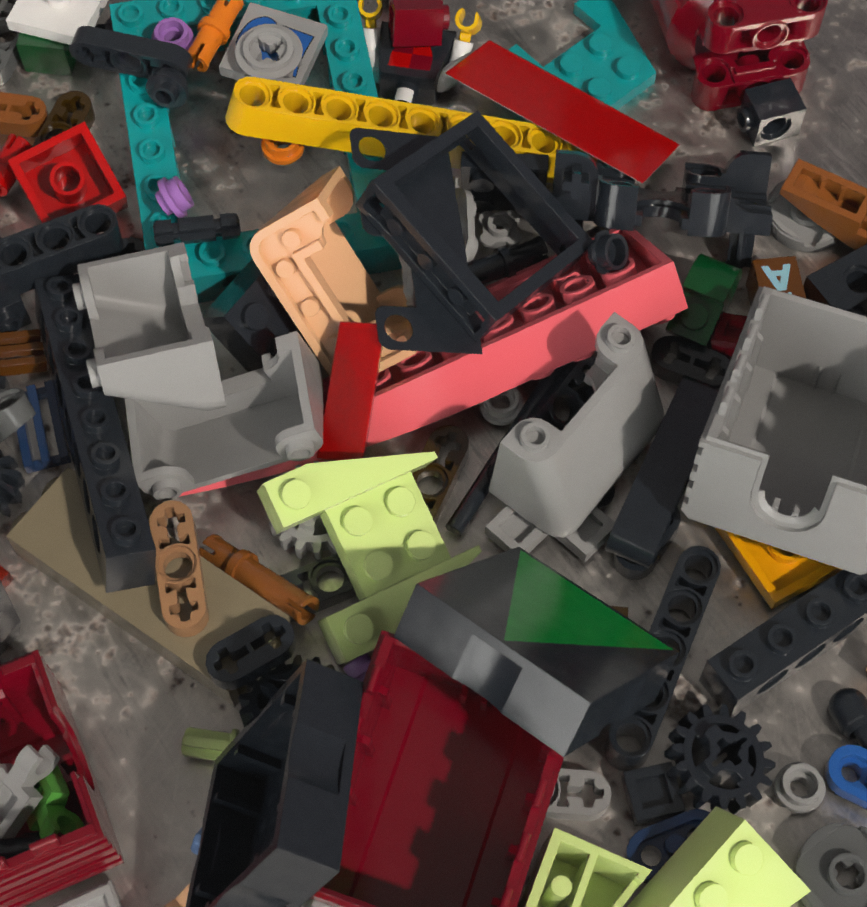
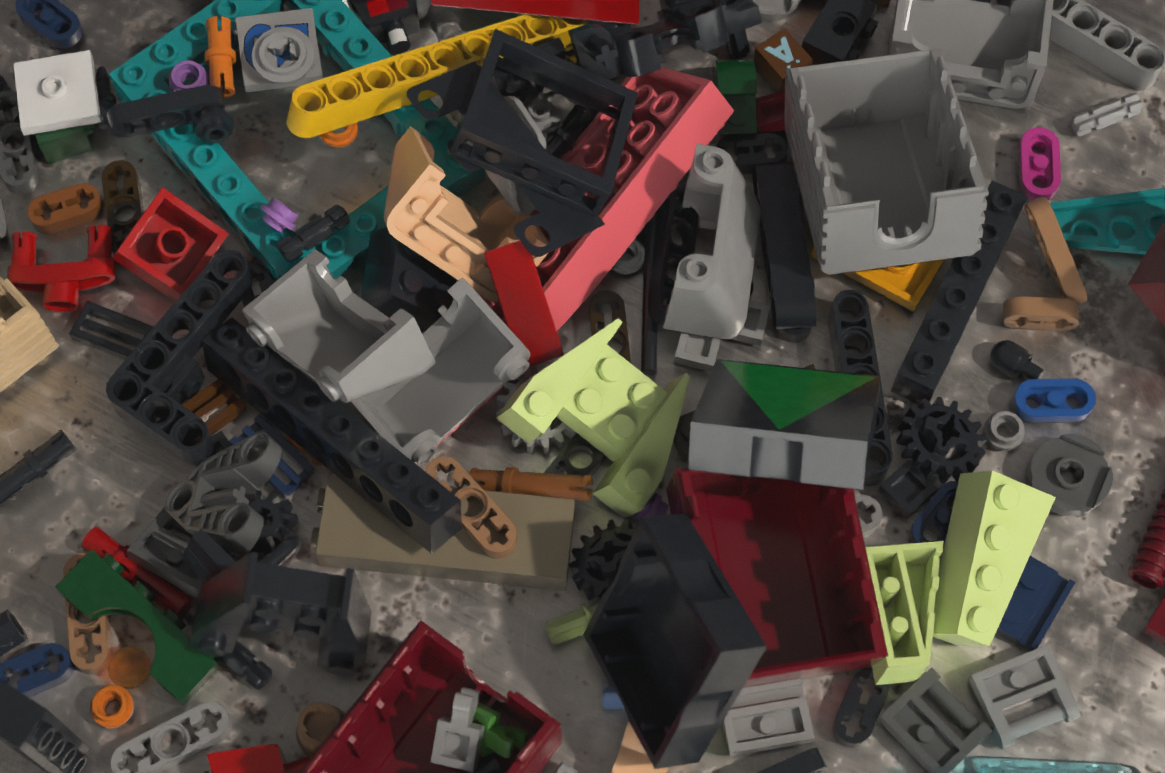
camera: 30 degrees left, 5 degrees up
(257, 661) = (559, 535): black beam -> none
(608, 252) = (652, 95): black plate -> none

